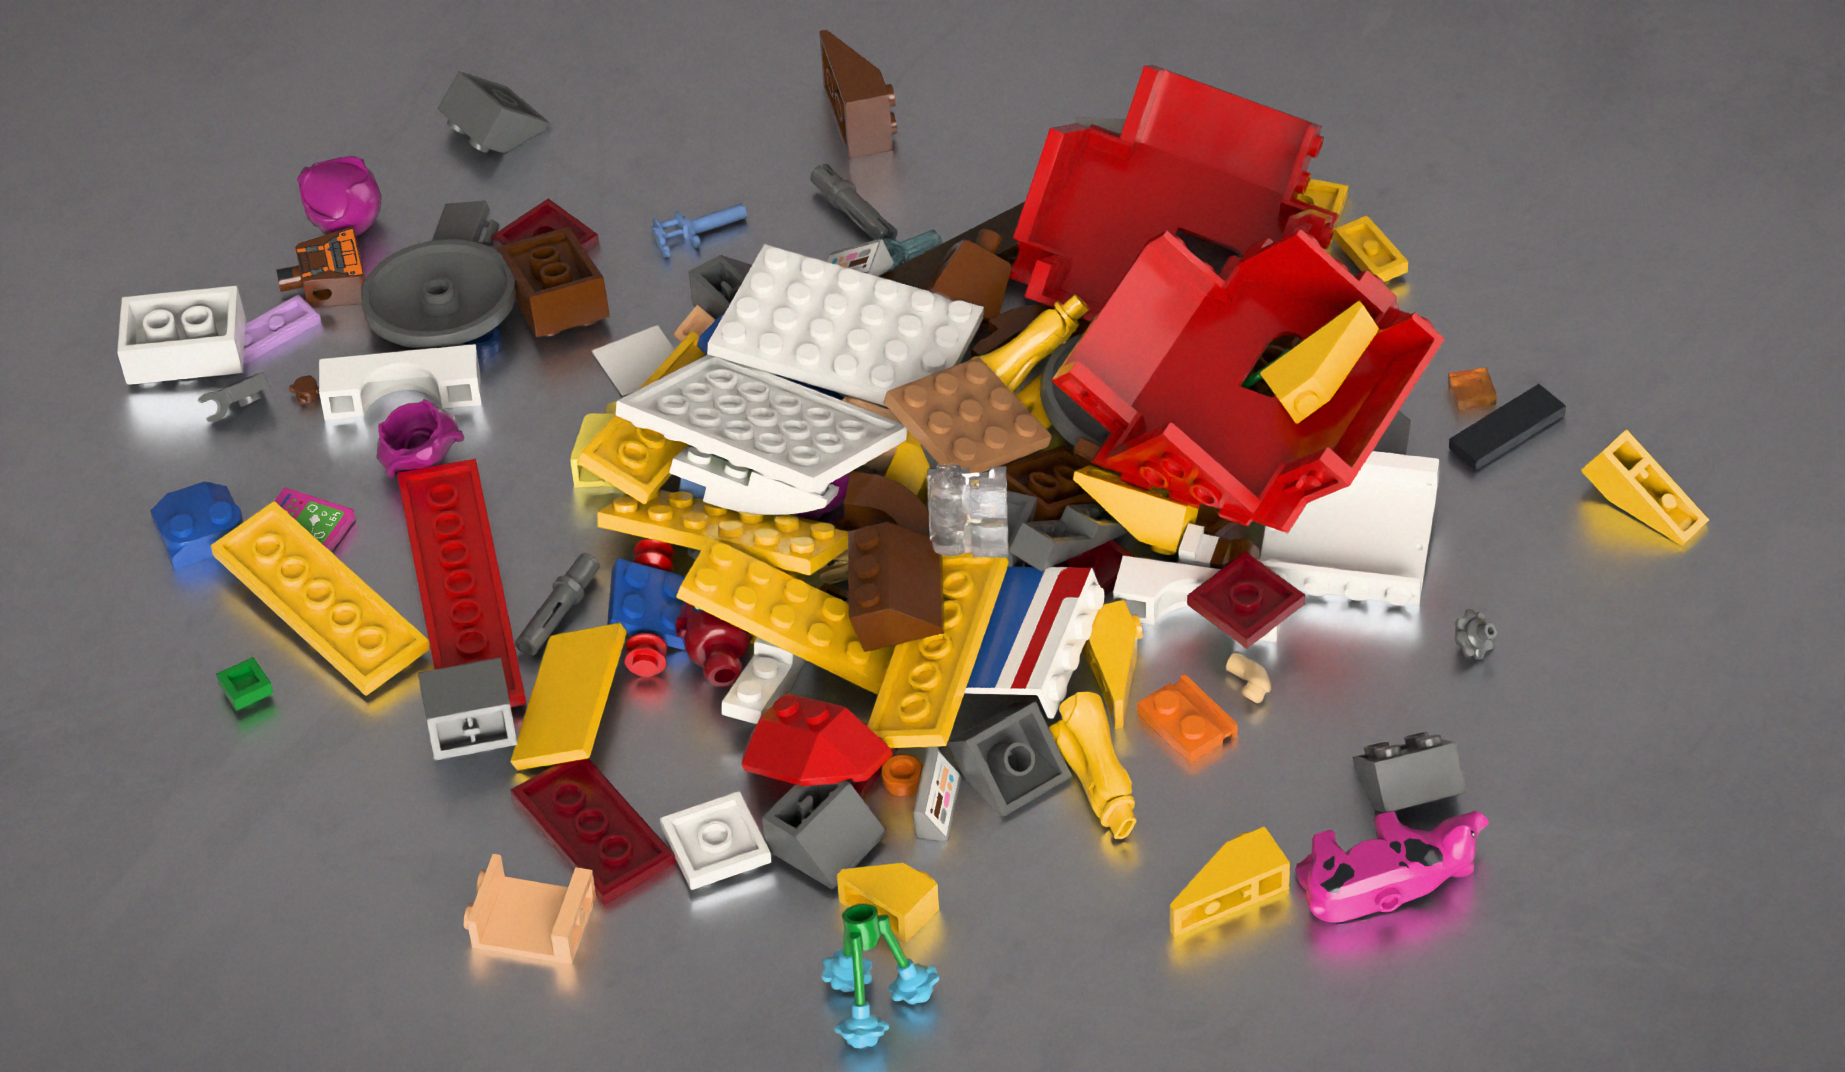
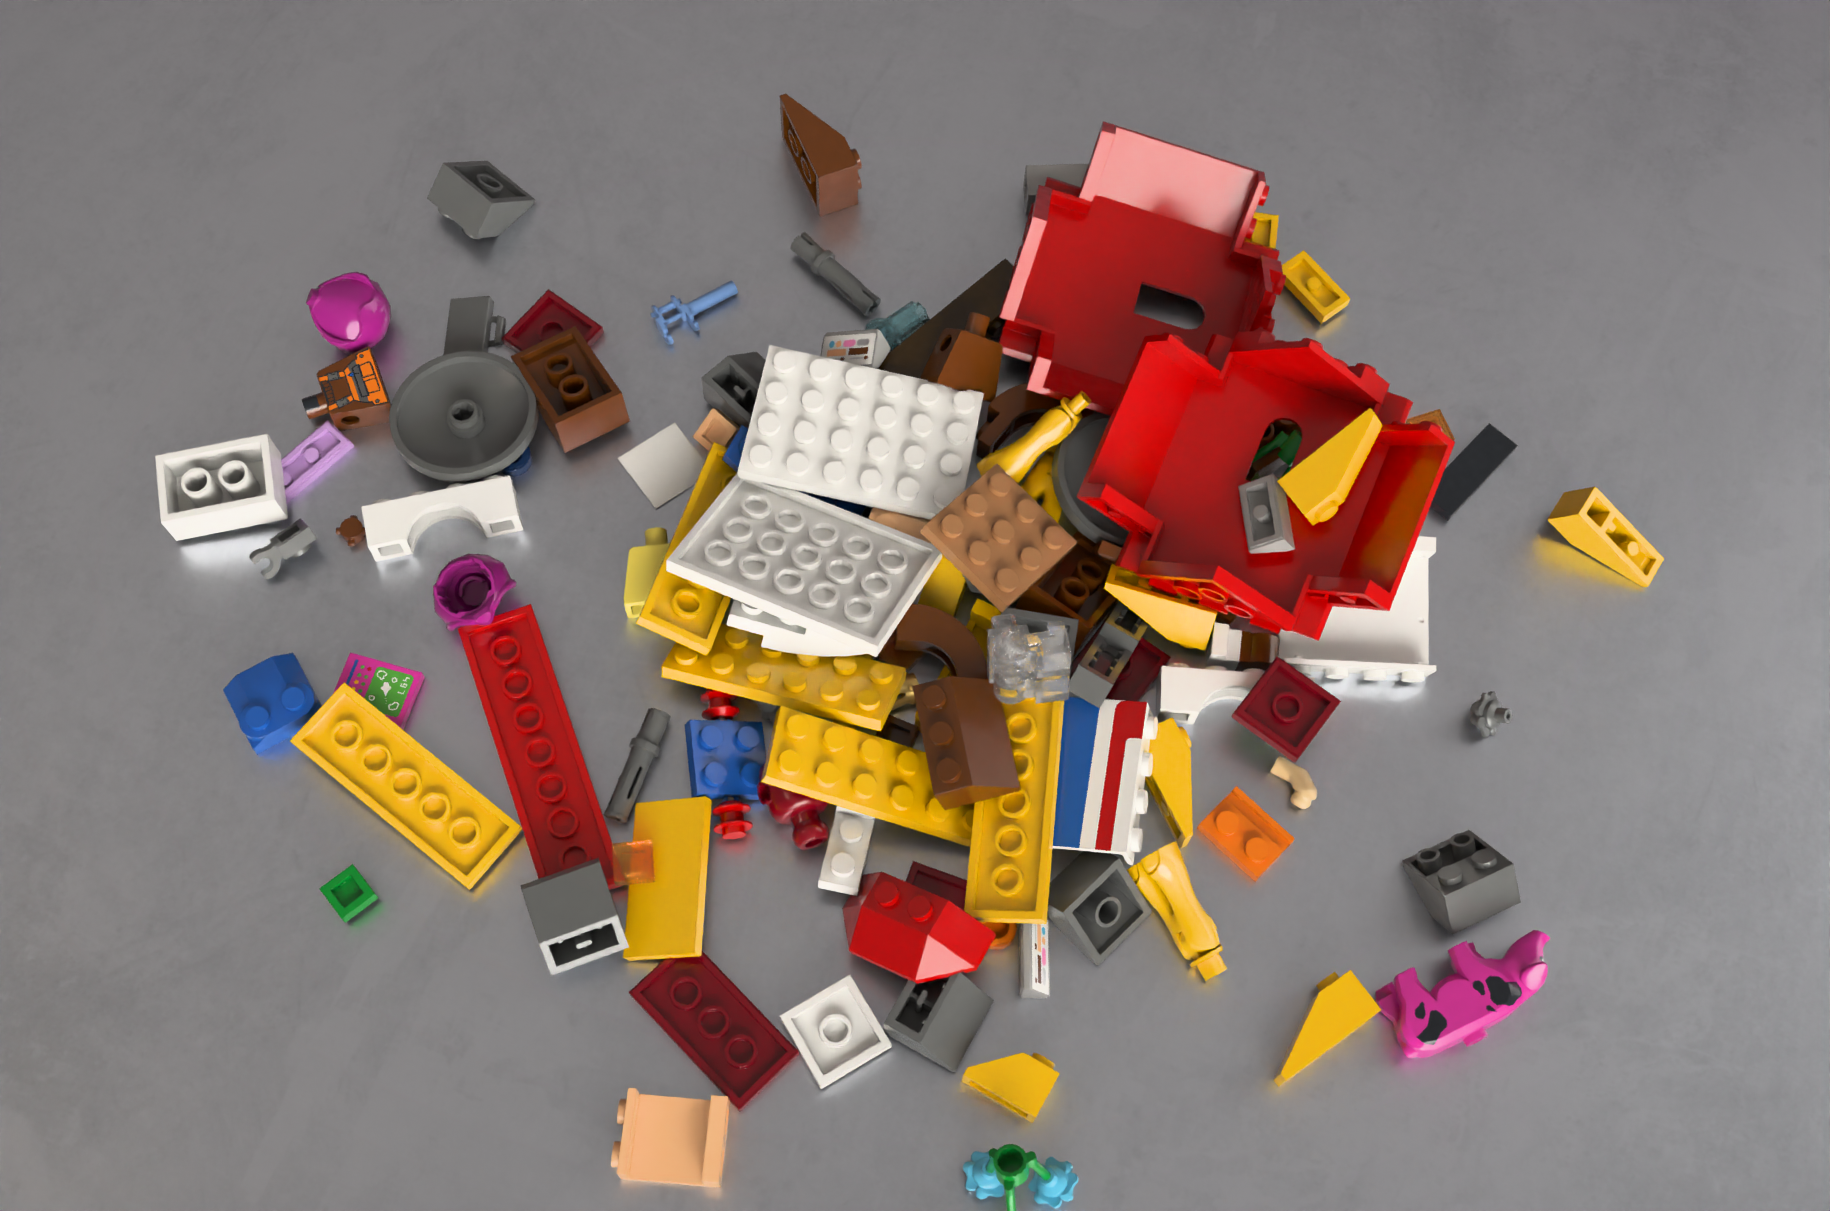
camera: 15 degrees left, 20 degrees up
(536, 675) = (633, 862): none -> clear orange tile
(1248, 410) = (1266, 516): none -> light grey slope

